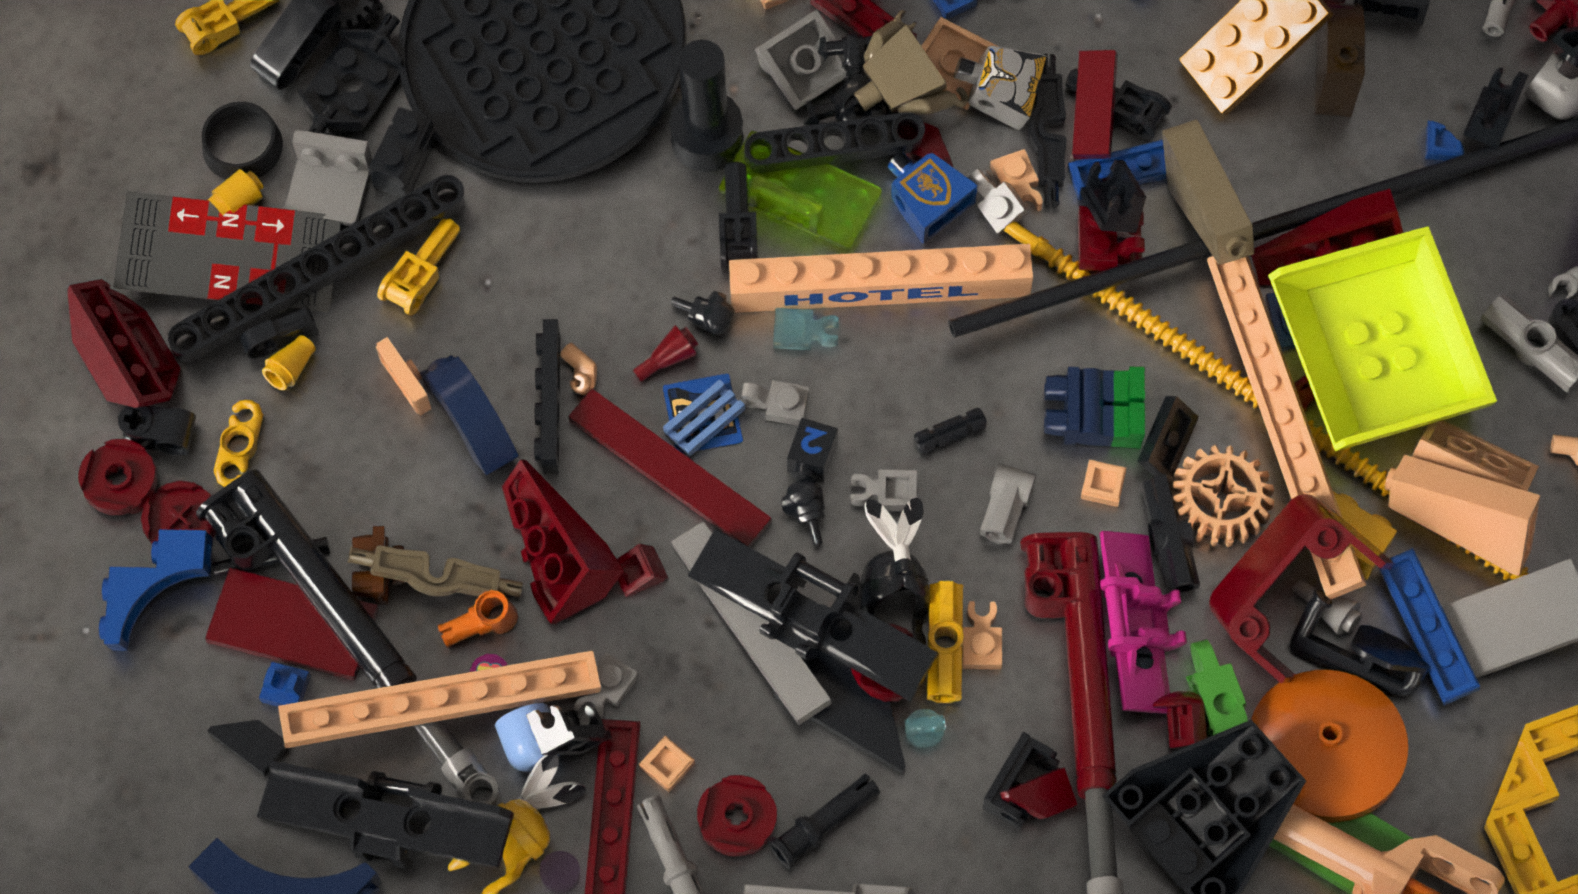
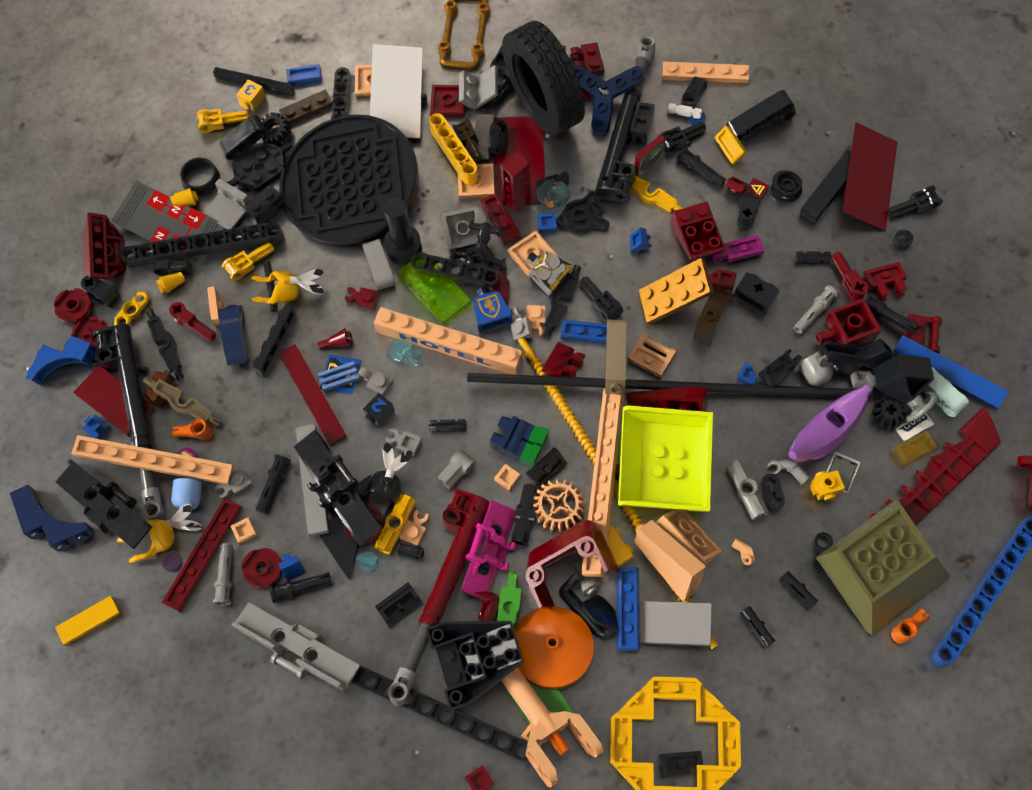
camera: 25 degrees right, 0 degrees up
(251, 742) = (66, 446): black tile -> none
(322, 469) = (168, 351): none -> black piece
(367, 421) = (186, 318): none -> dark red connector
(488, 300) = (270, 285): none -> black bar
(533, 283) = (289, 285): none -> yellow hair
(563, 735) = (200, 497): black hinge -> none
(565, 554) = (246, 416): dark red wedge -> none
(584, 369) = (297, 333): light nougat arm -> none
(641, 569) = (276, 435): dark red slope -> none
(677, 184) = (378, 264): none -> light grey beam
(678, 645) = (275, 475): none -> black pin
(682, 257) = (365, 298): none -> dark red plate
(709, 314) = (364, 329): black piece -> none
(737, 225) = (395, 294): black connector -> none
(791, 790) = (291, 566): none -> blue tile
(806, 502) = (364, 432): black piece -> none
(904, 74) = (500, 249): dark tan torso -> none
(995, 679) = (411, 551): none -> black pin
(1044, 794) = (404, 615): dark red tile -> none
(1095, 104) = (586, 296): dark red tile -> none
(1114, 200) = (571, 344): black hinge -> none
(1261, 178) = (649, 359): none -> light nougat plate

